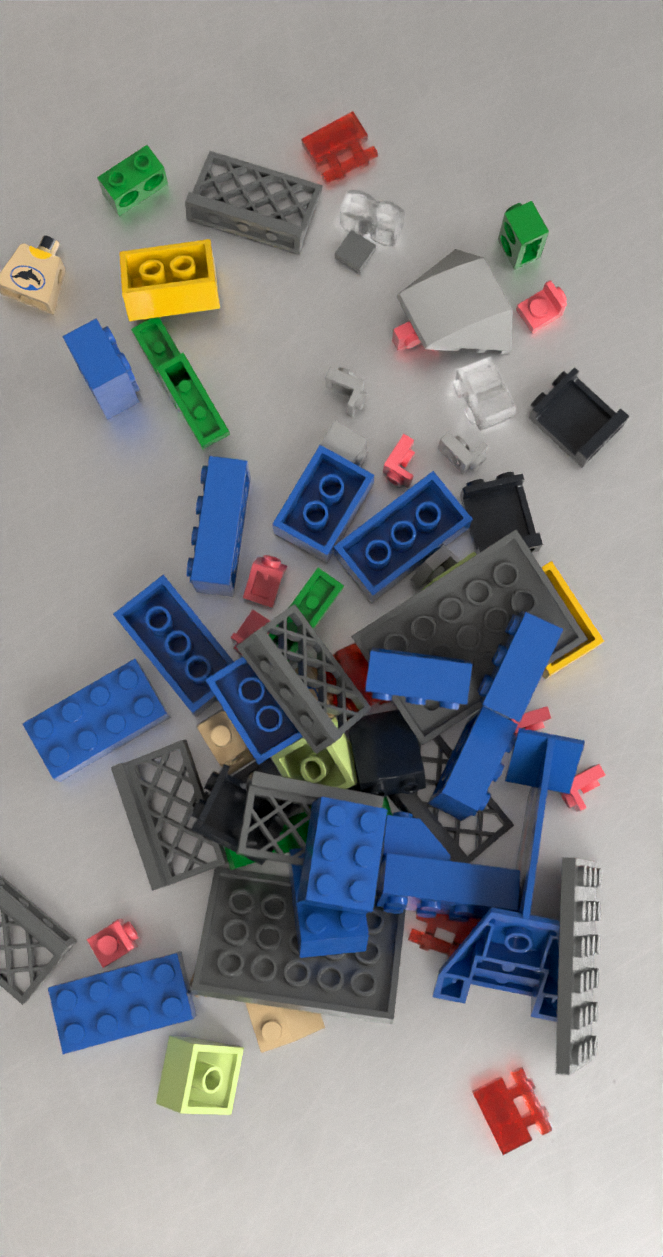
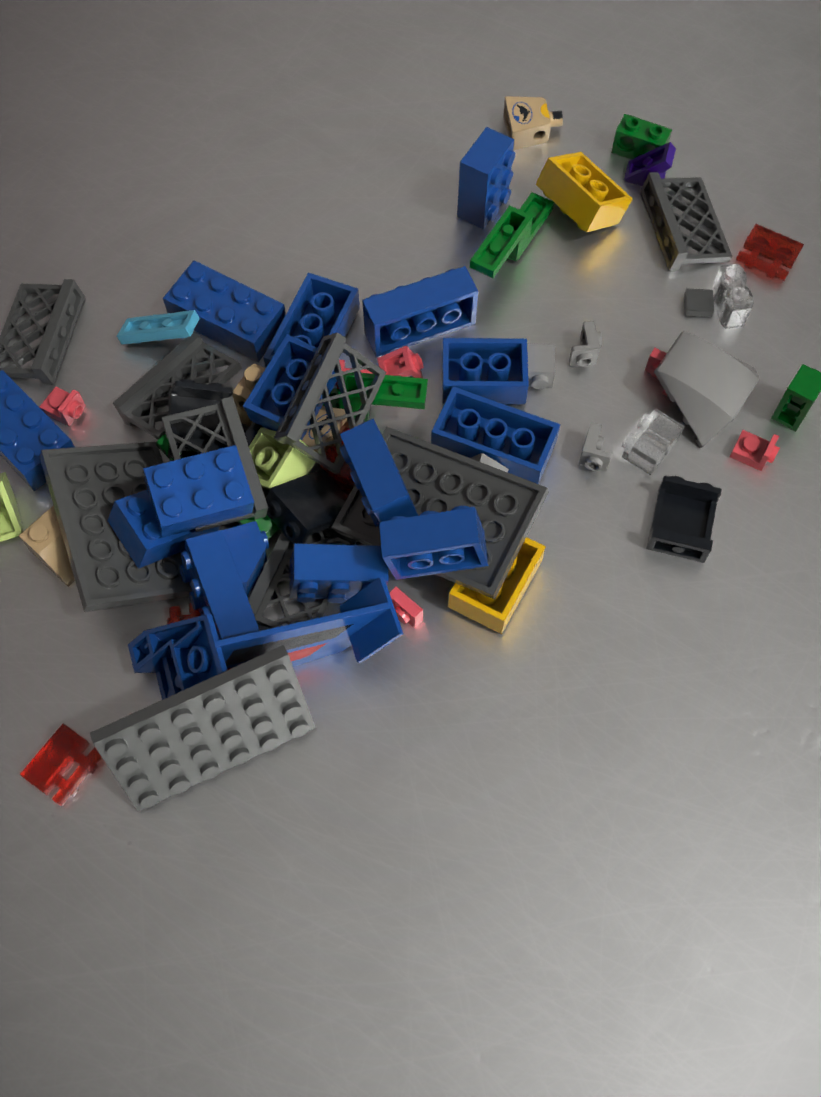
camera: 60 degrees right, 15 degrees down
(81, 800) = (158, 327): none -> medium azure plate
(169, 192) = (653, 161): none -> dark purple slope
(400, 457) = (557, 406): coral bracket -> none
(498, 510) = (569, 504): black panel -> none
(586, 782) = (378, 677): coral bracket -> none

